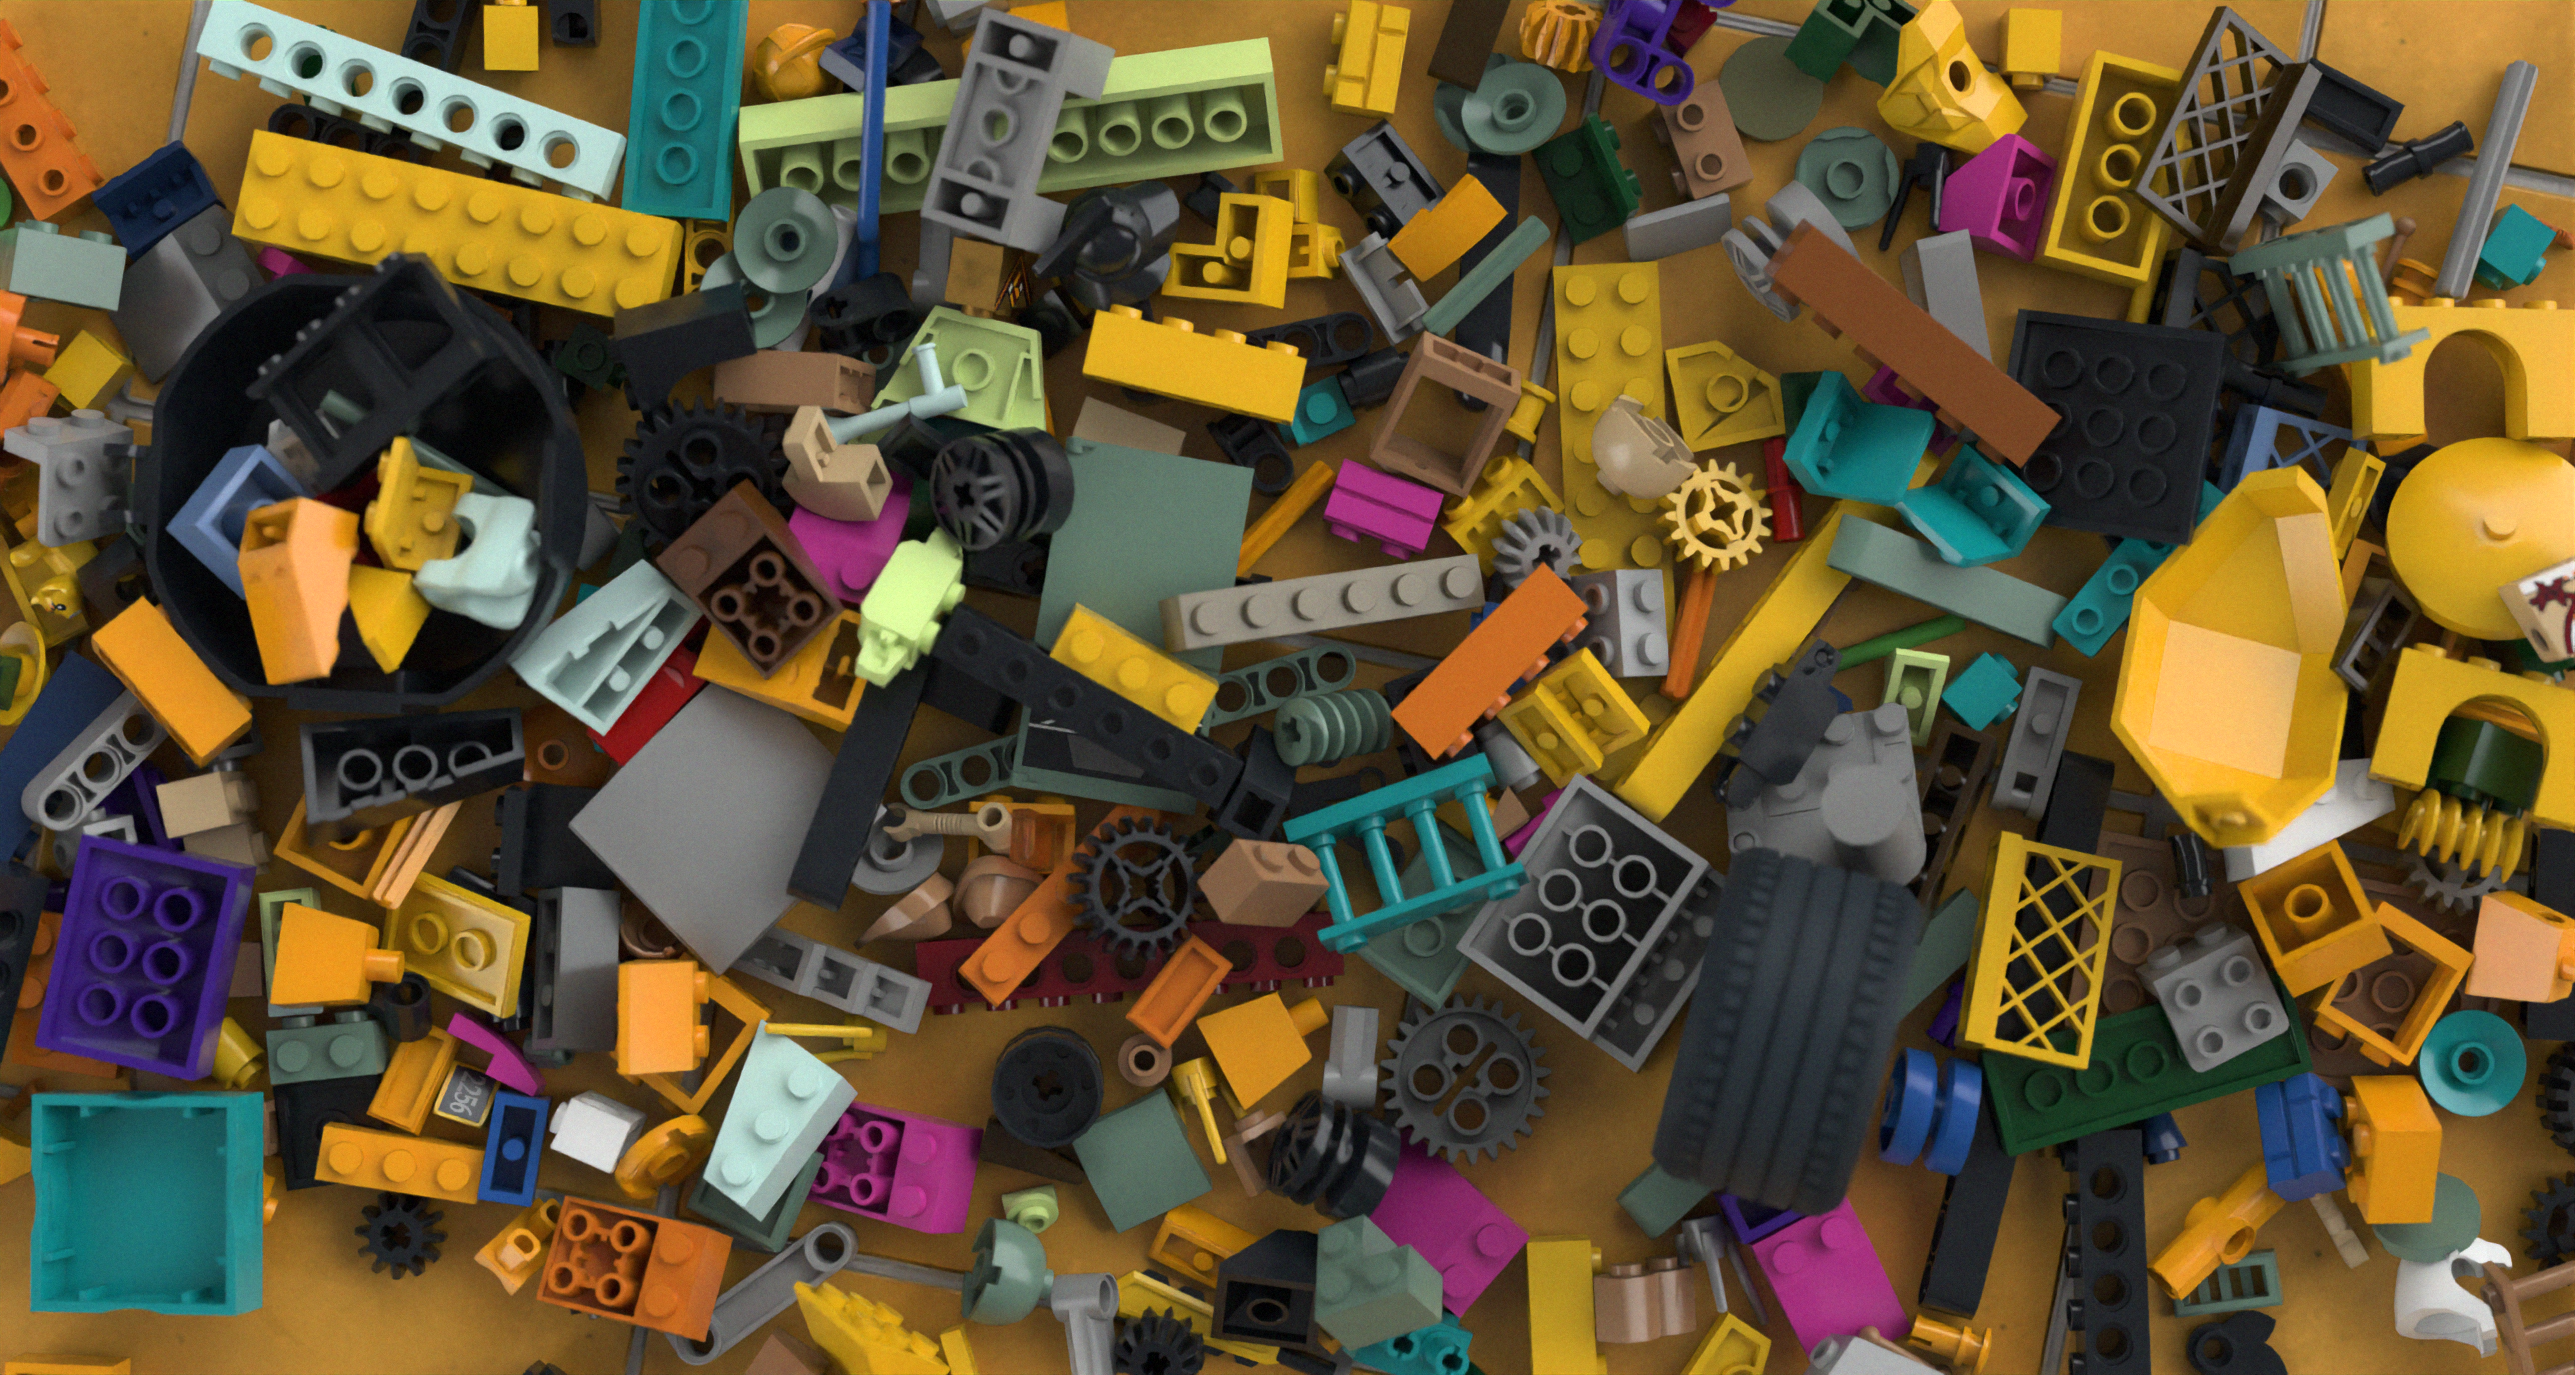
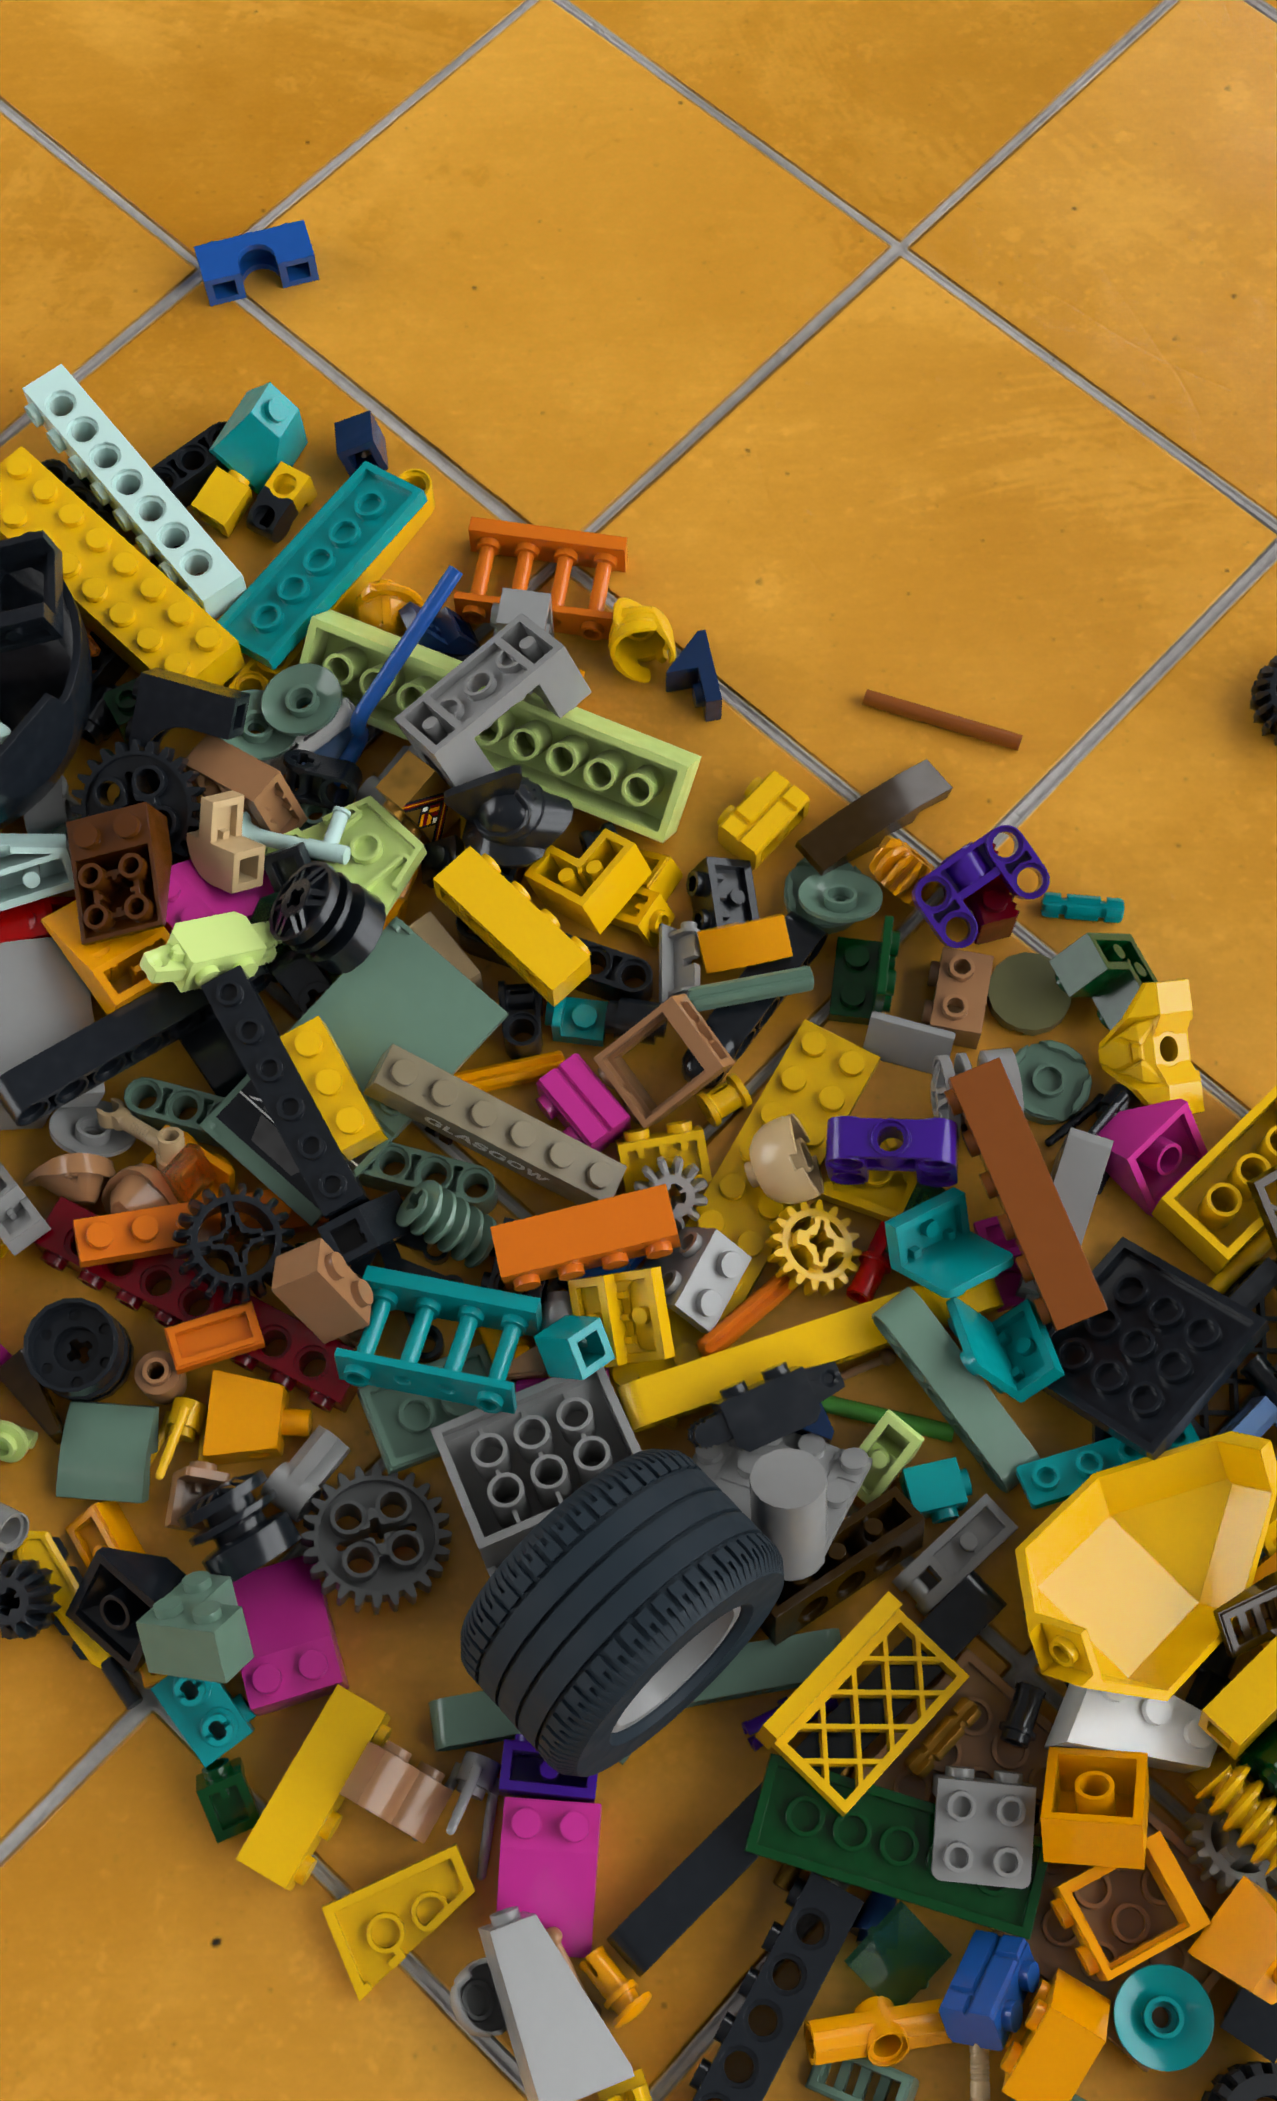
camera: 35 degrees right, 20 degrees down
(1550, 781) = (574, 1347): none -> teal brick
(1780, 354) = (927, 1147): none -> dark purple beam
(1929, 1111) = (700, 1773): blue wheel -> none
(2029, 46) = (1232, 1065): yellow brick -> none
(2127, 932) = (942, 1738): none -> pearl gold axle
(2198, 1155) = (898, 1956): none -> clear green piece

